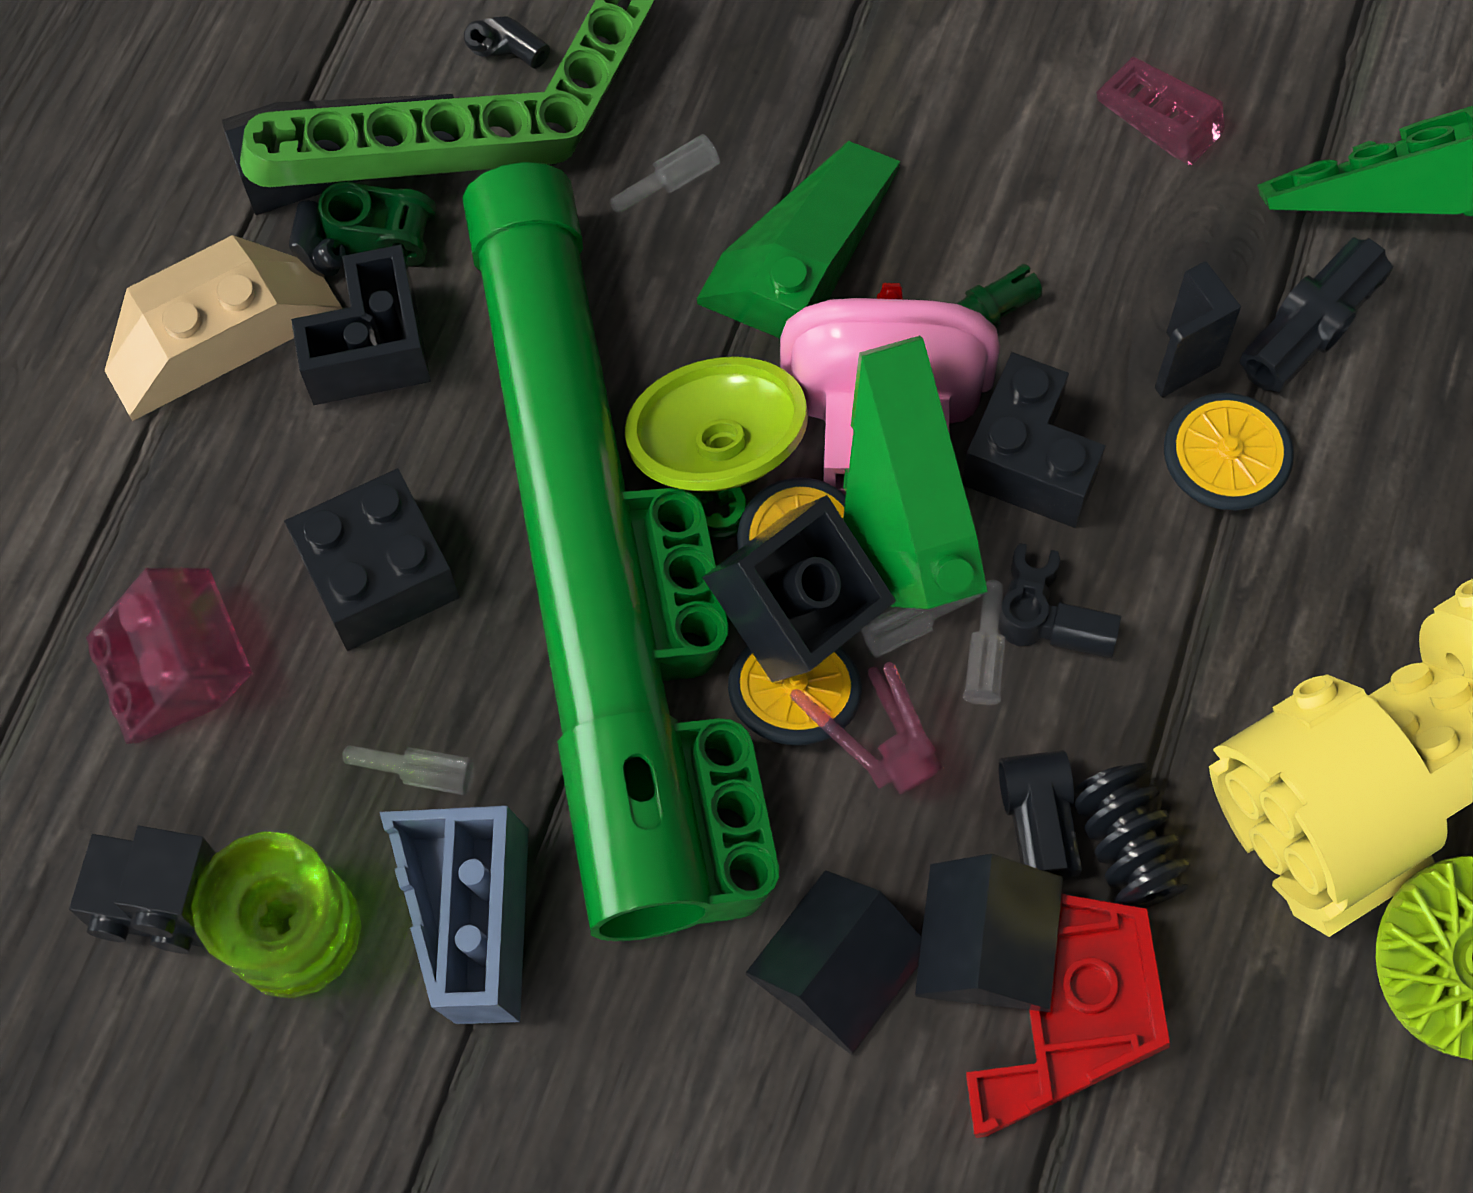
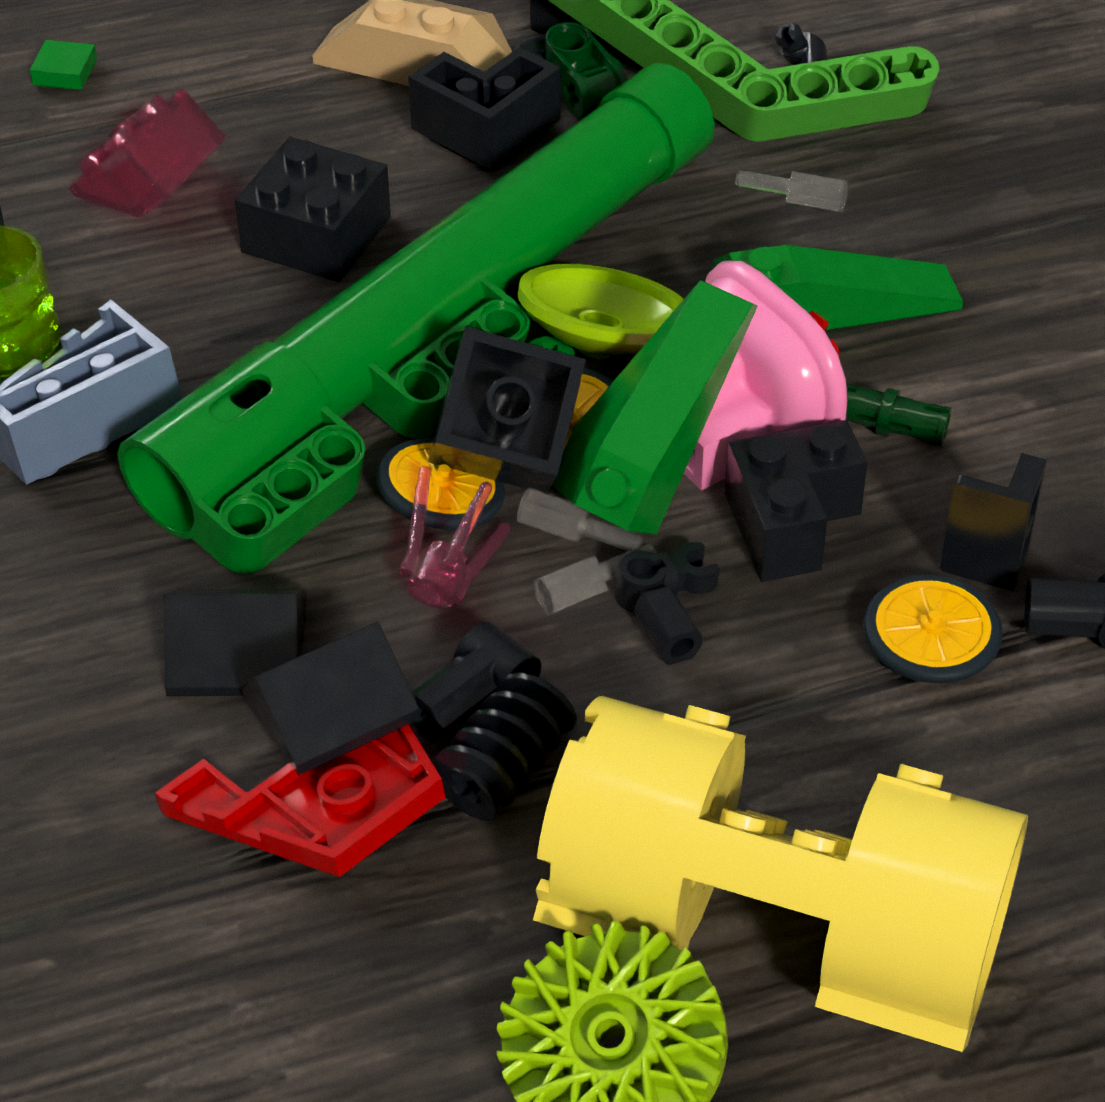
camera: 50 degrees right, 20 degrees down
(418, 767) = (182, 330): clear axle -> none

